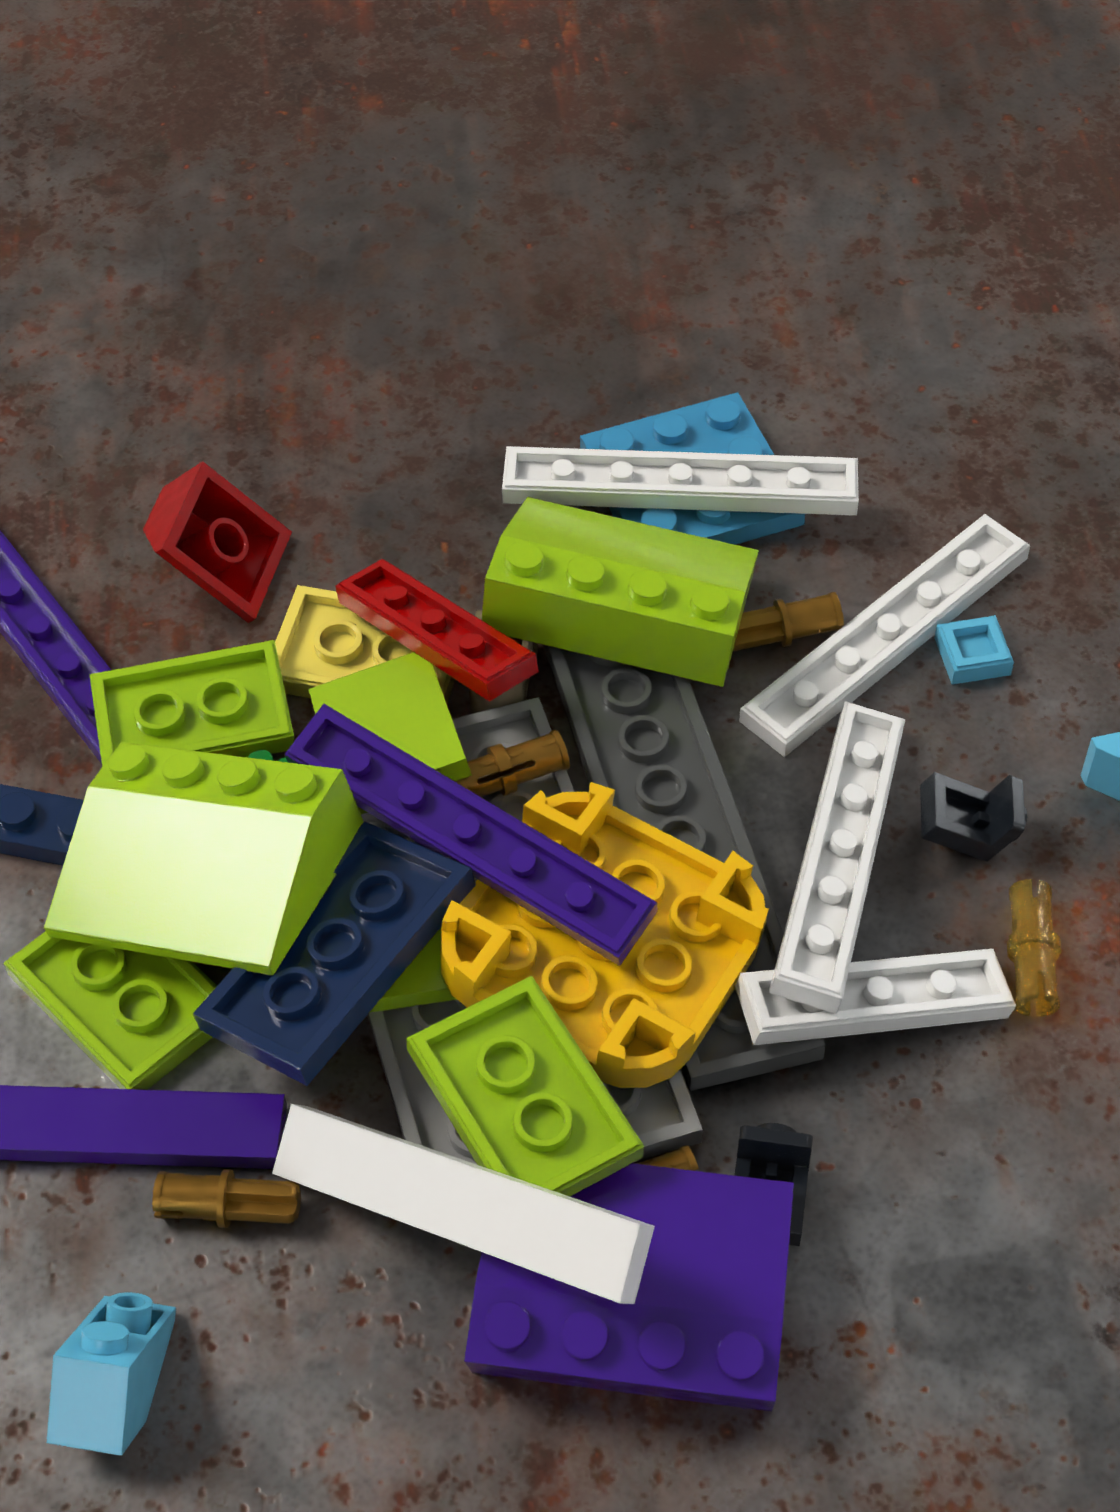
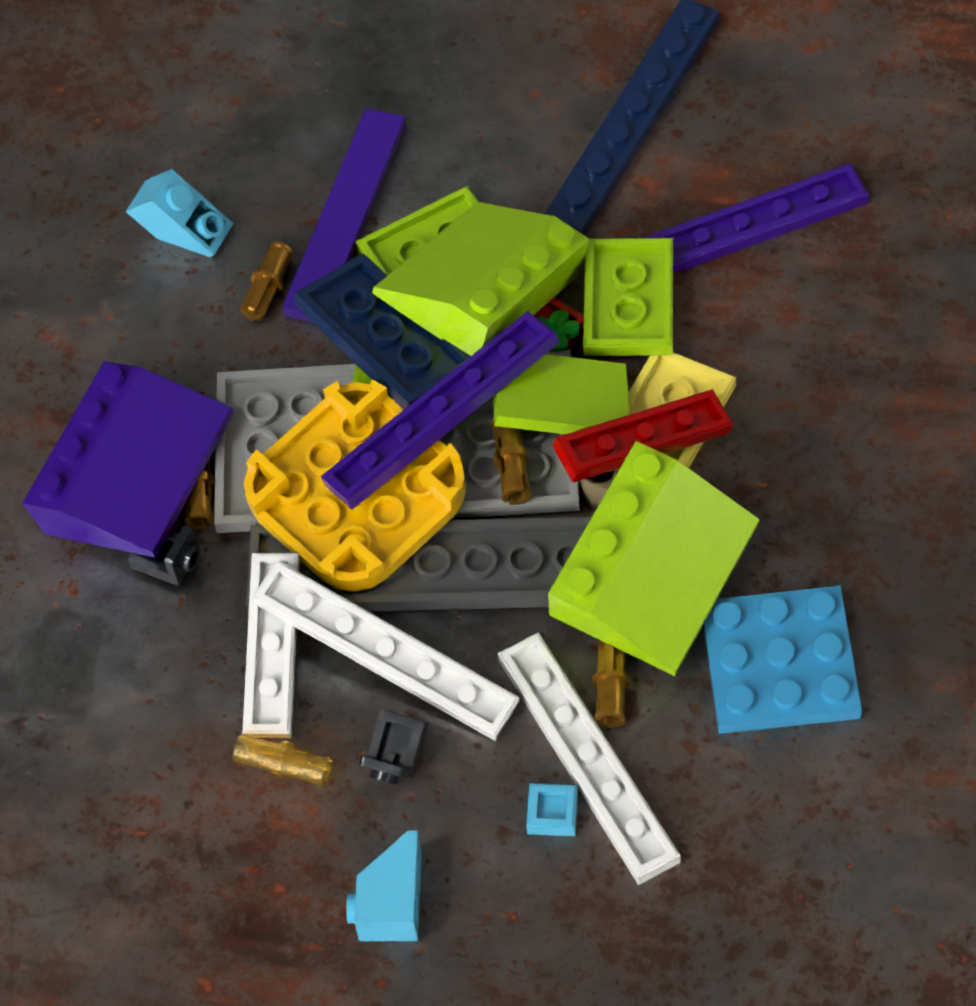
camera: 110 degrees right, 5 degrees up
(217, 538) = (780, 325): red slope -> none
(466, 1203) = (189, 365): white tile -> none
(524, 1092) = (244, 409): lime tile -> none
(682, 480) = (755, 635): white tile -> none

